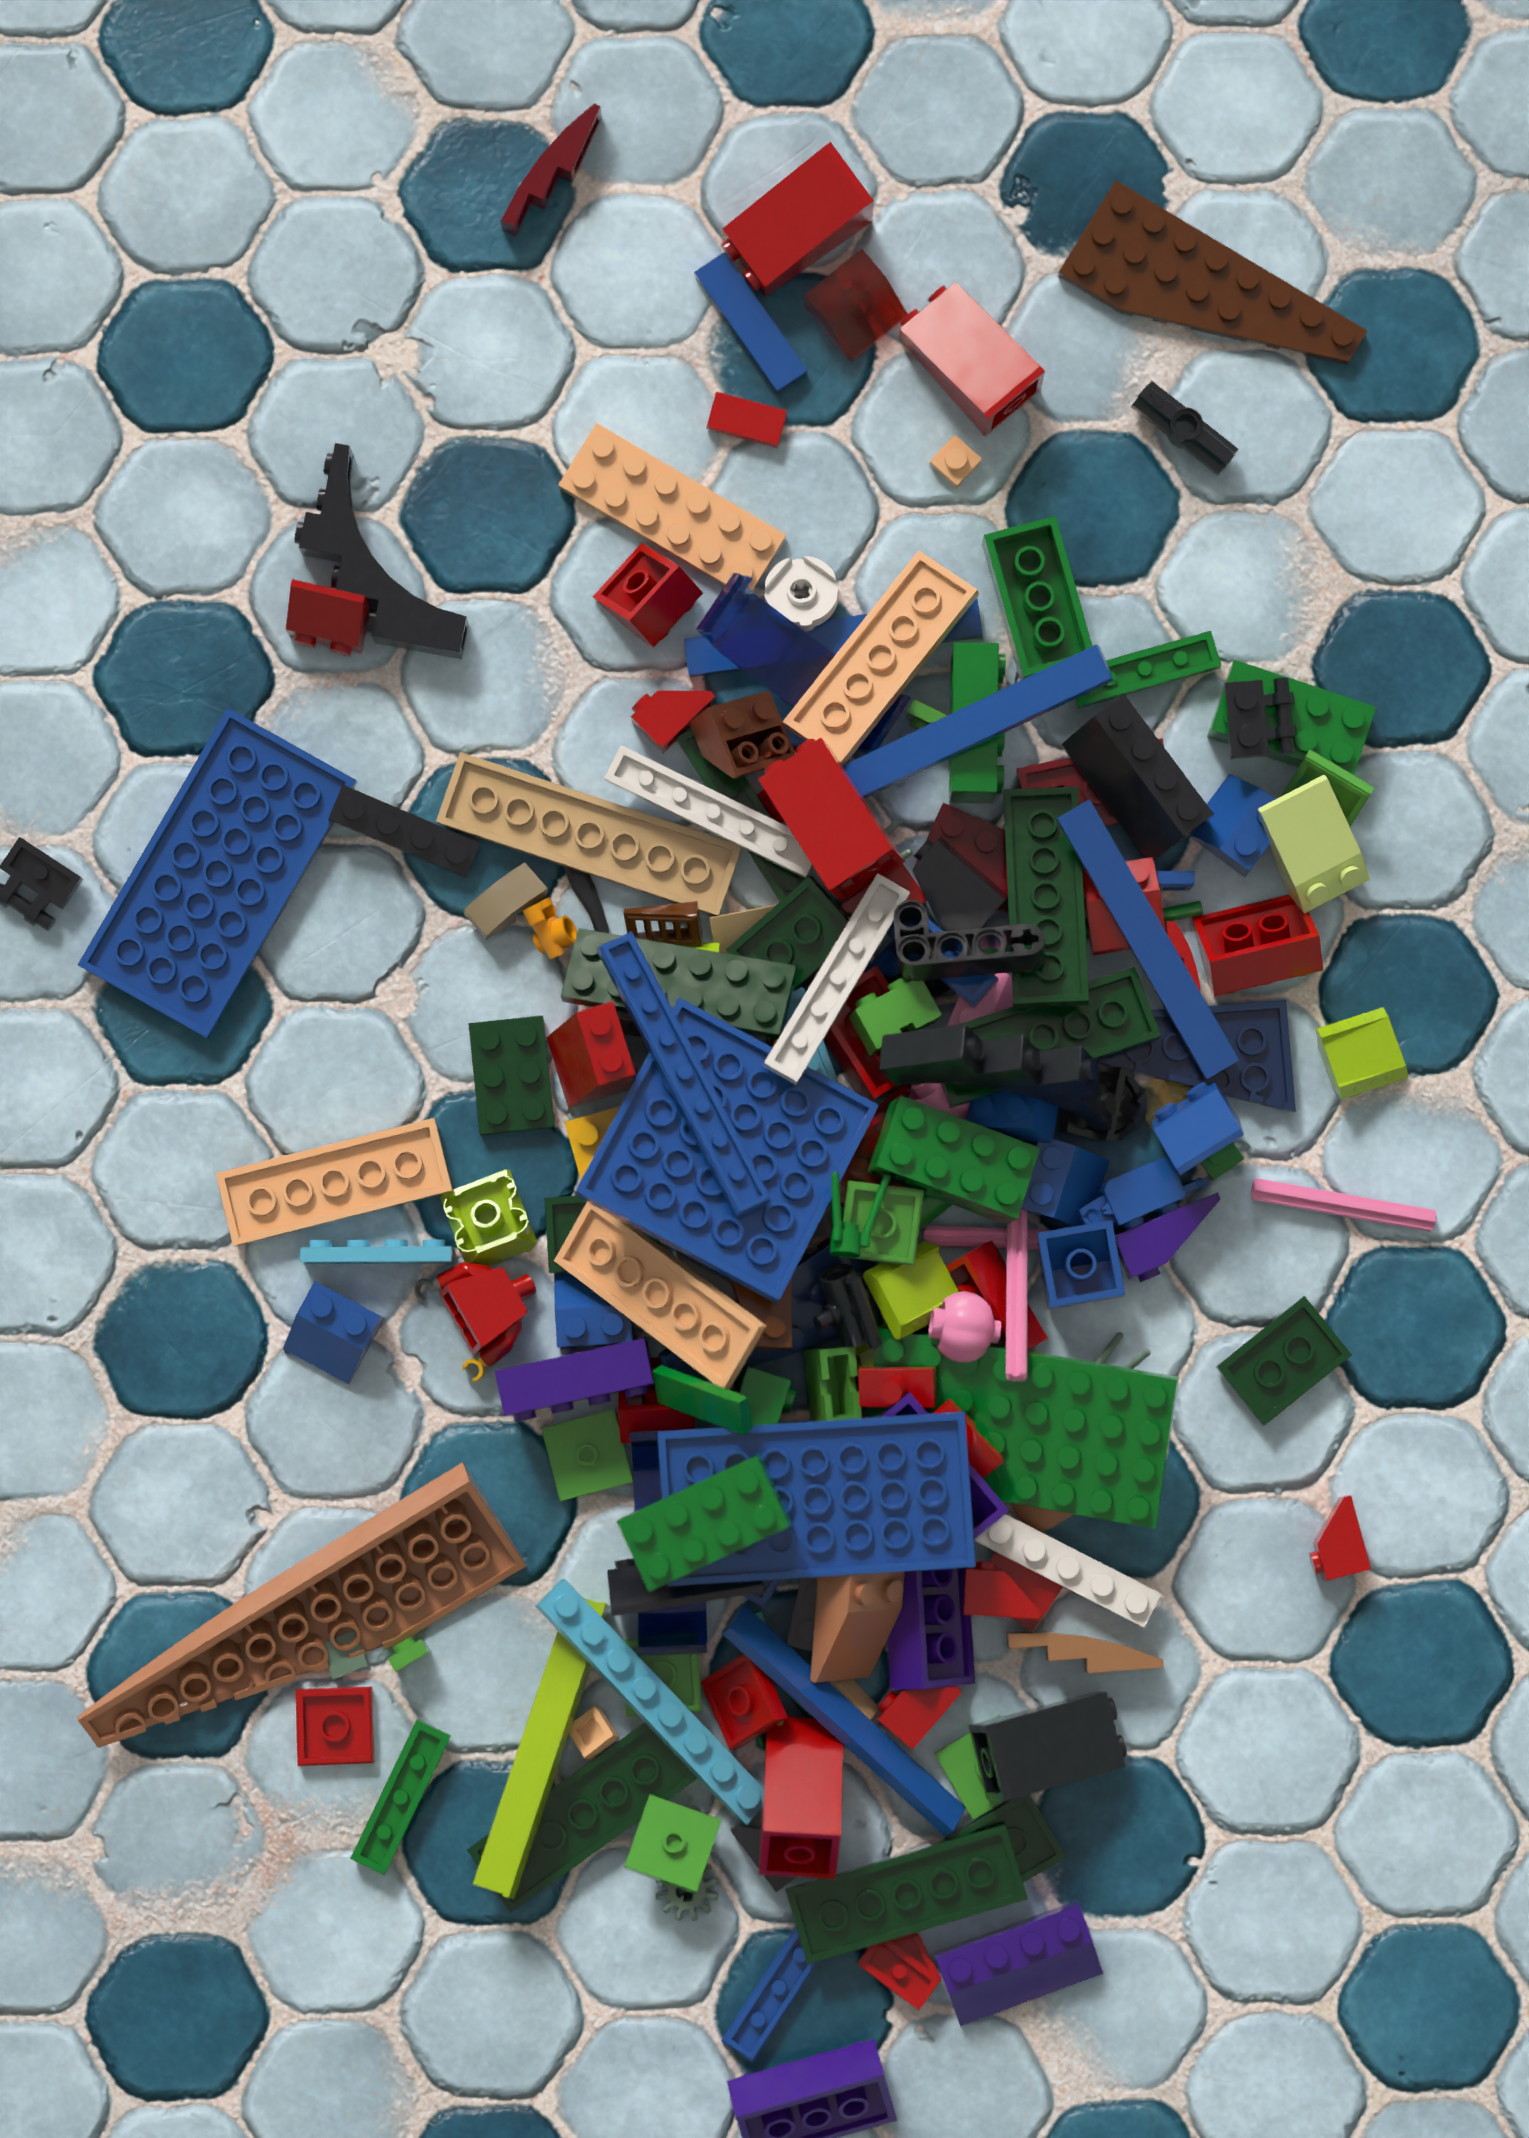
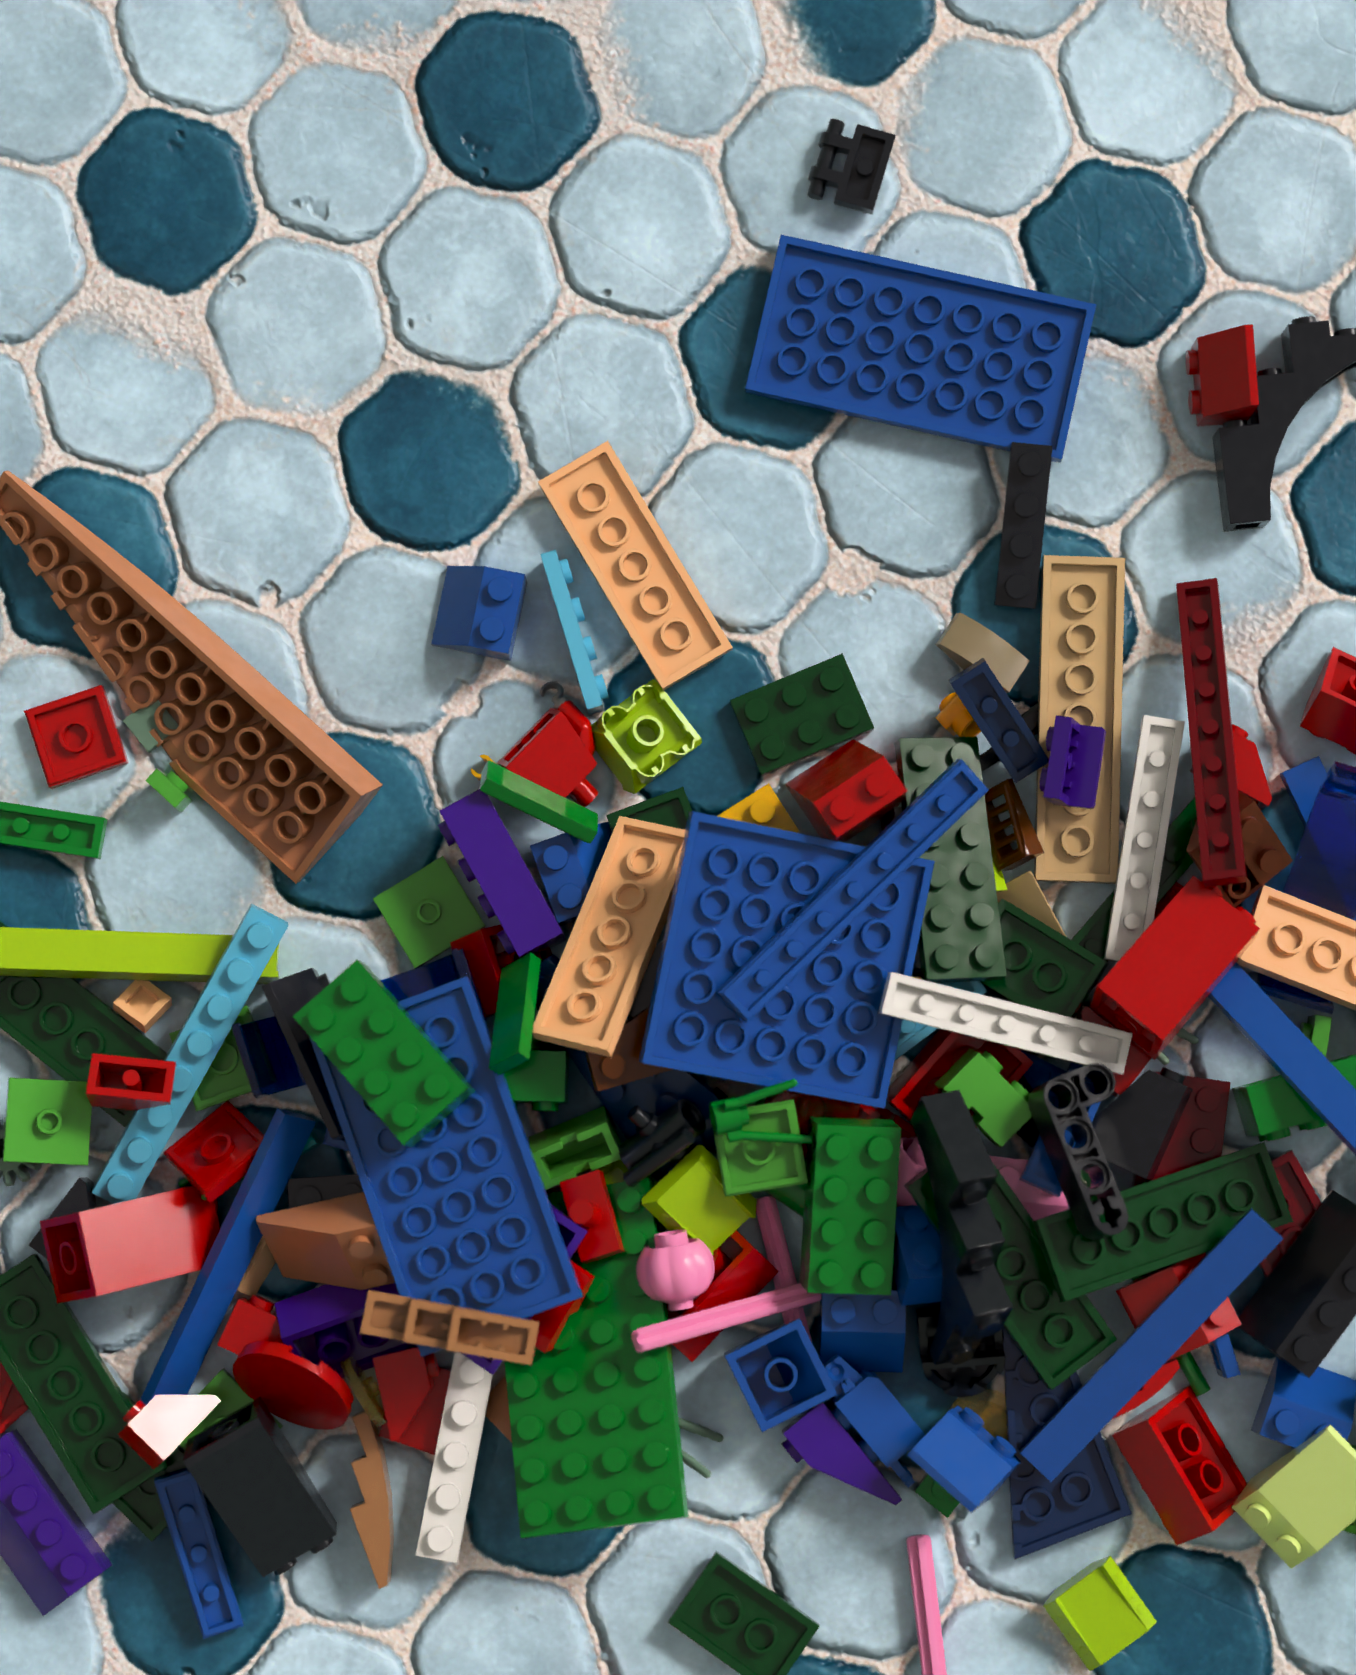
camera: 75 degrees right, 0 degrees up
(522, 1326) = (539, 802): none -> green tile
(571, 904) = (999, 720): none -> dark blue plate
(628, 852) = (1073, 763): none -> dark purple bracket
(637, 725) = (1211, 733): none -> dark red plate
(661, 1758) = (129, 1082): none -> red slope
(957, 1533) = (449, 1327): none -> medium nougat slope
(967, 1691) = (293, 1386): none -> red tile
(968, 1814) = (163, 1424): none -> slope
(990, 1628) = (365, 1390): none -> clear yellow piece
(1086, 1818) = (199, 1553): none -> blue tile

